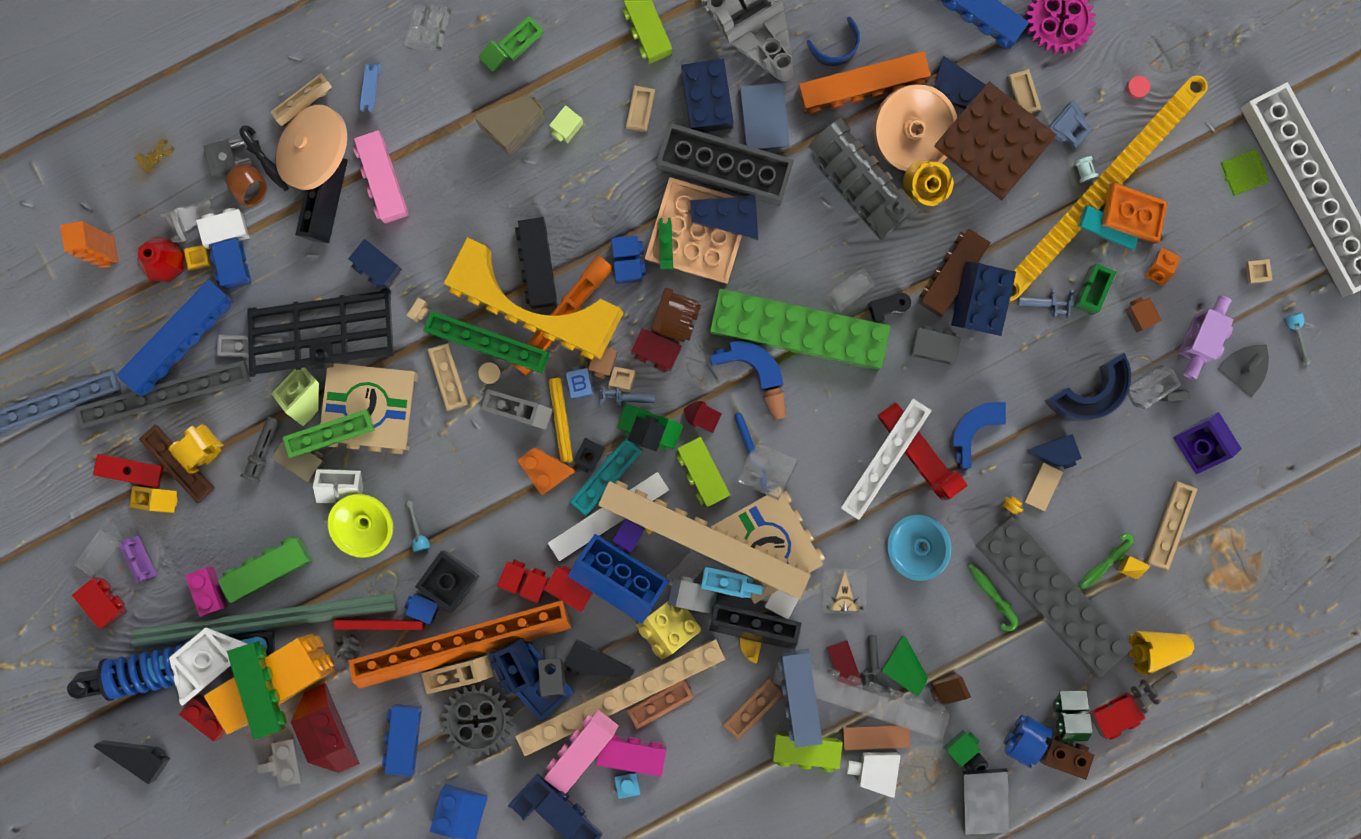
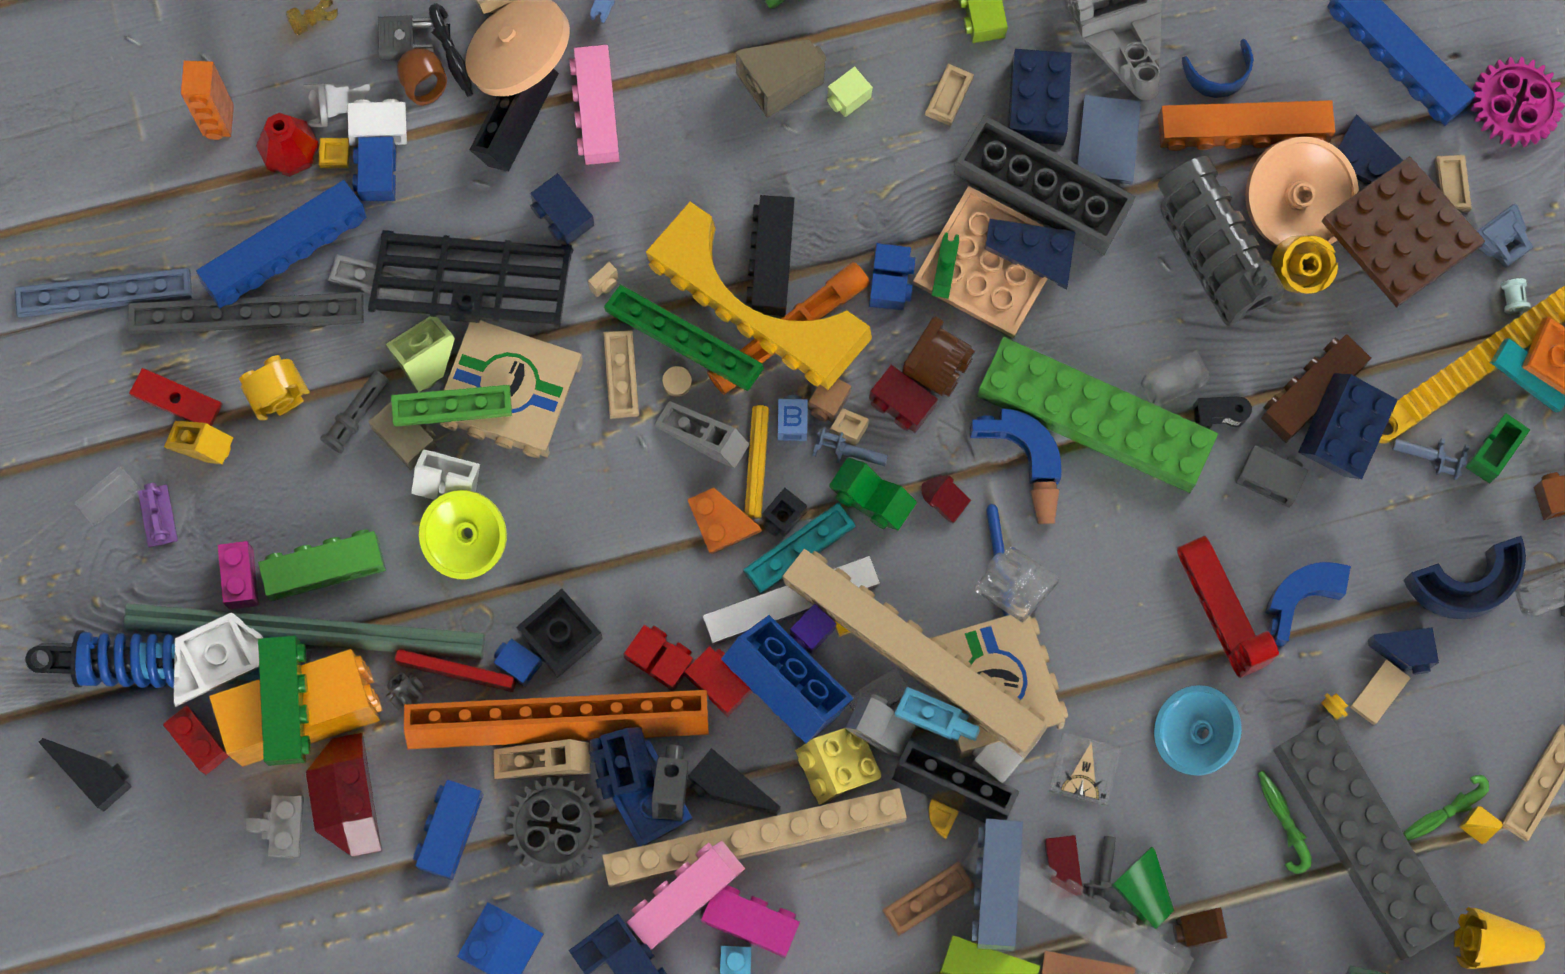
camera: 10 degrees right, 10 degrees down
(99, 602) = (95, 559): red piece -> none
(158, 444) = (225, 380): reddish brown tile -> none
(420, 542) = (534, 578): hinge -> none
(646, 432) = (867, 497): black brick -> none
(660, 704) = (804, 862): nougat tile -> none
(702, 472) = (929, 569): lime brick -> none
(886, 459) = (1177, 604): white plate -> none

